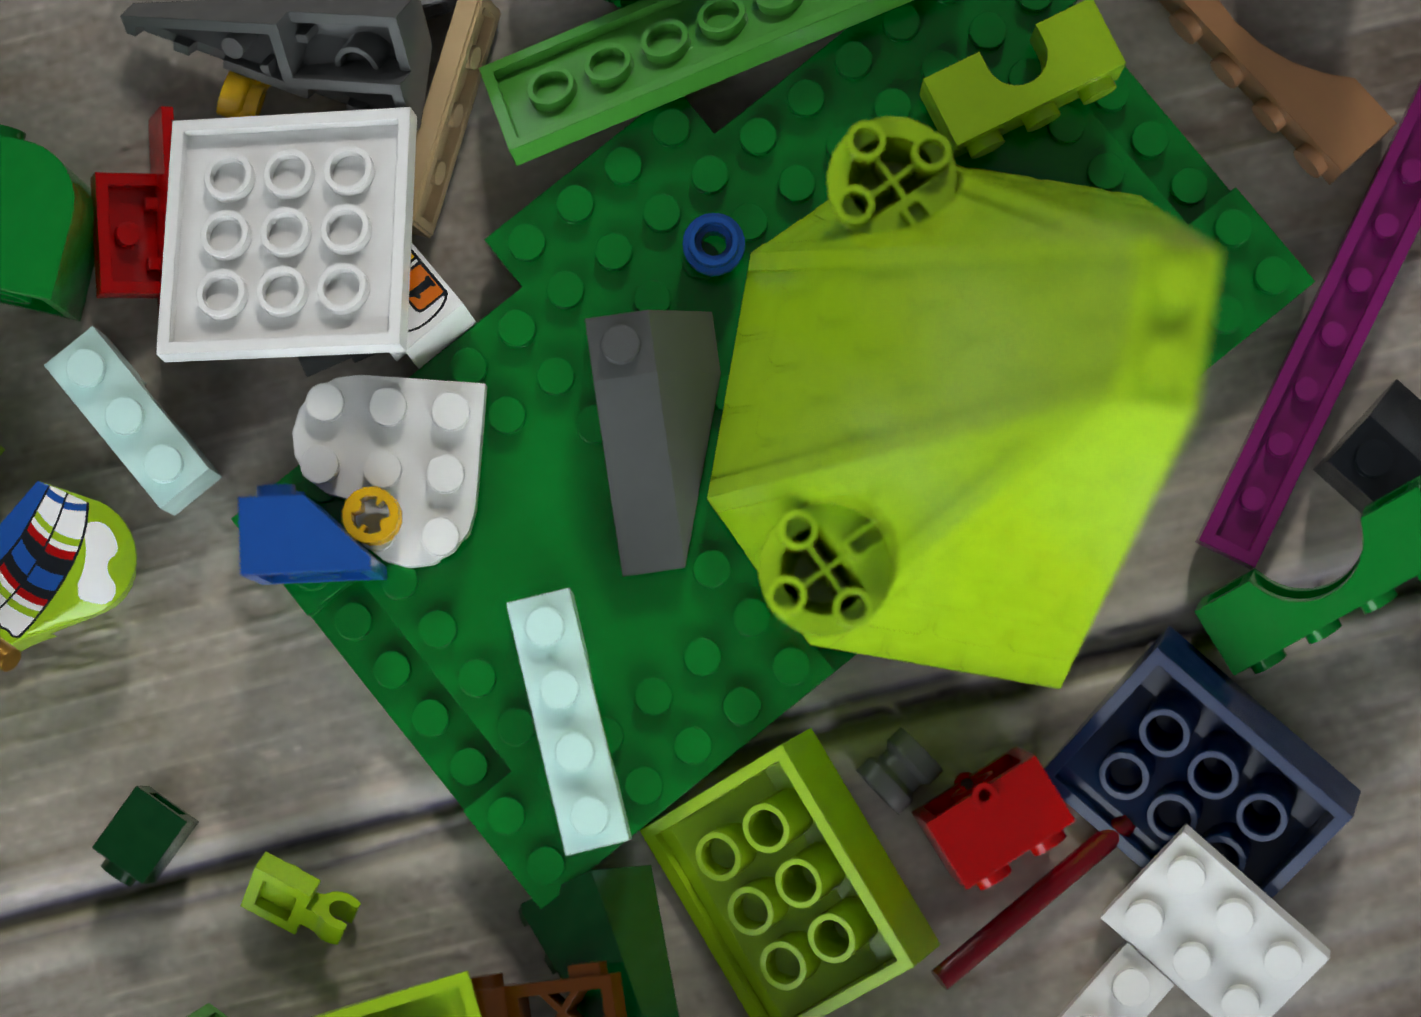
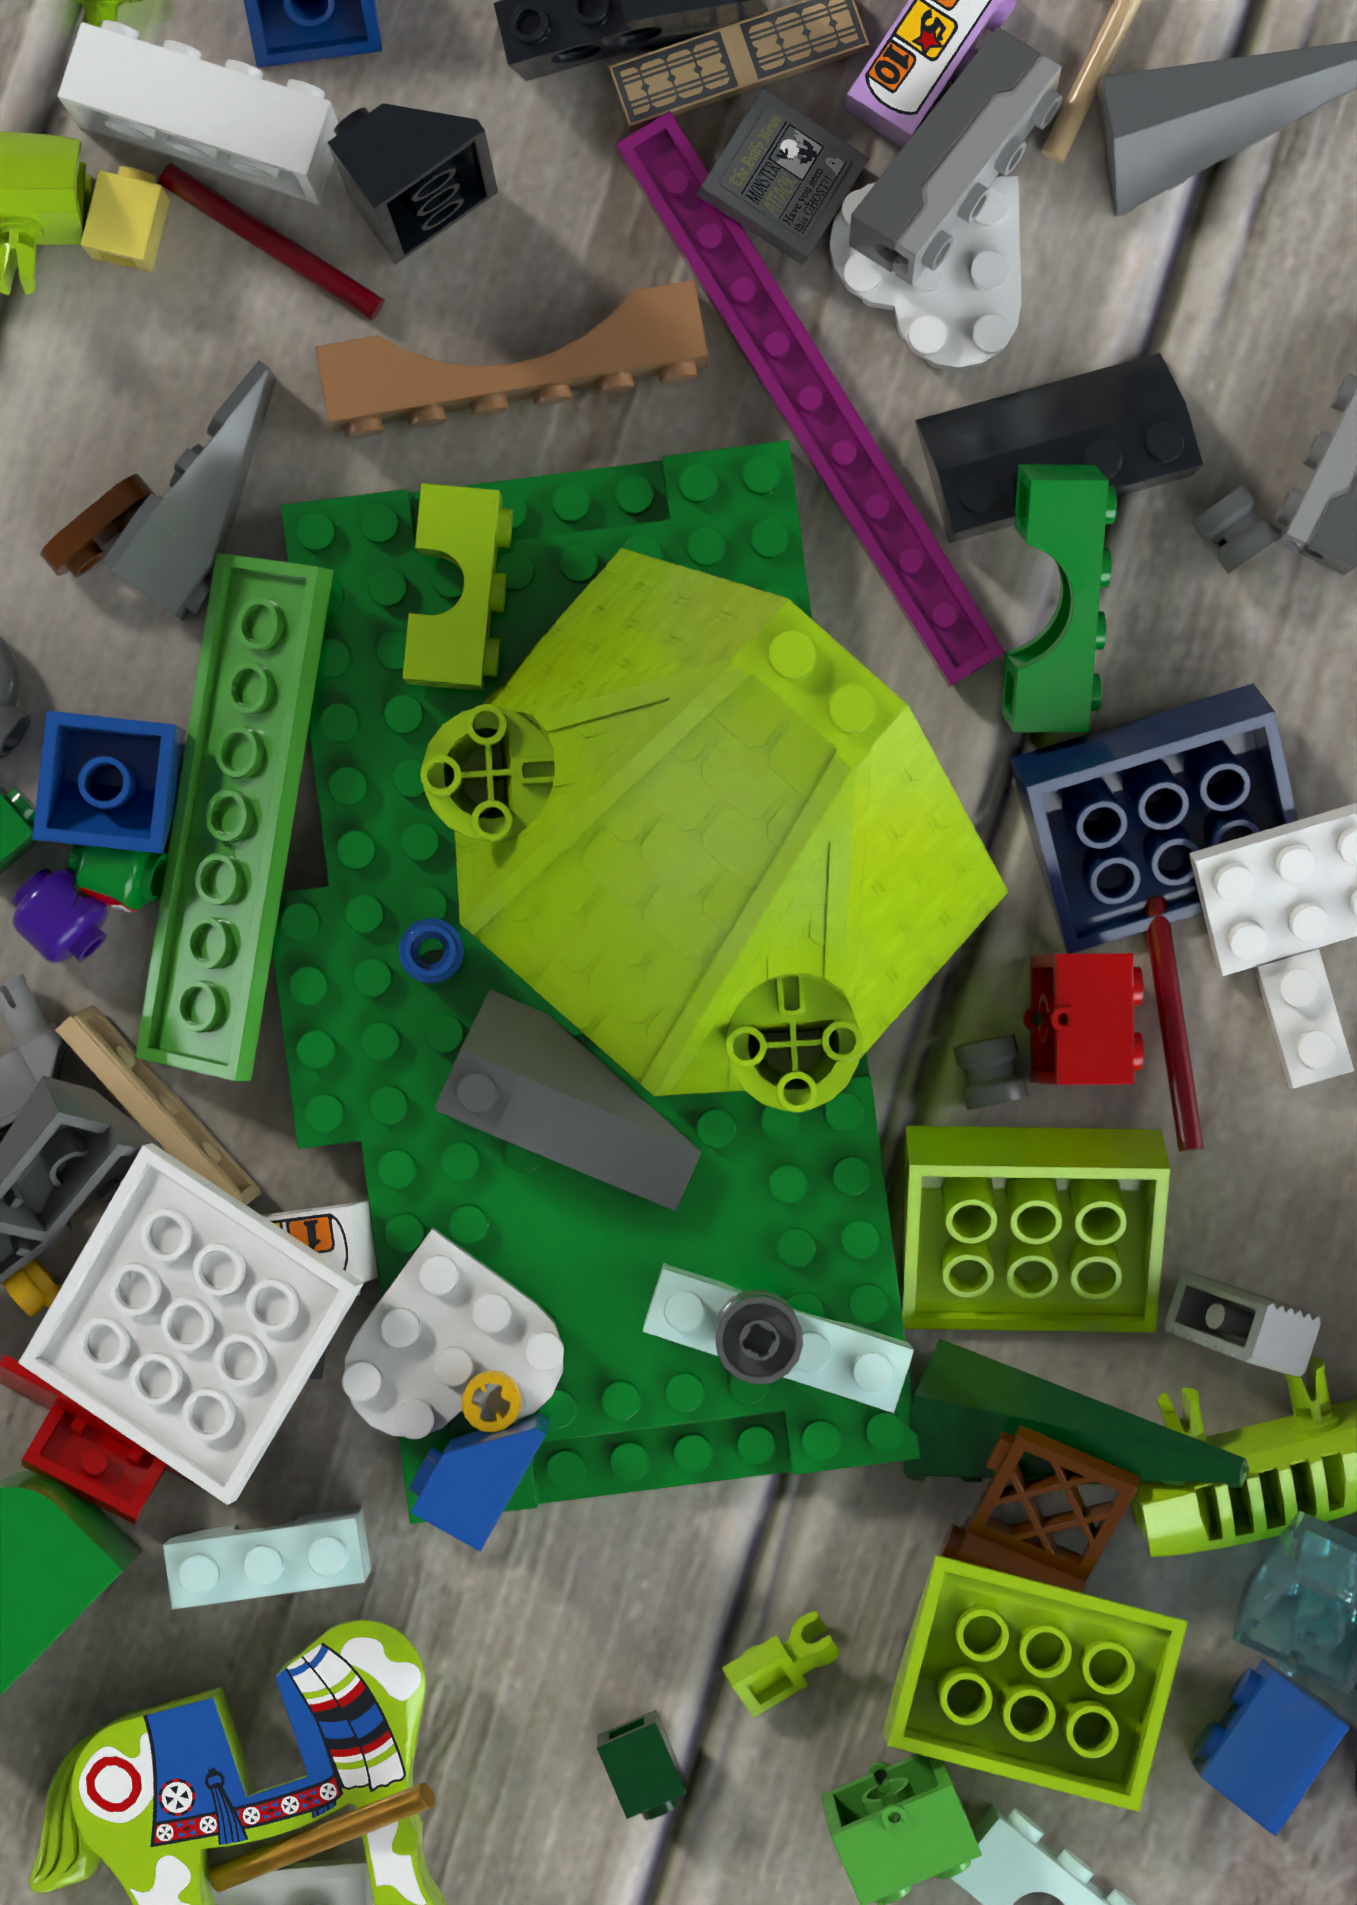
camera: 70 degrees left, 5 degrees up
(560, 694) = (758, 1336): none -> dark grey wheel

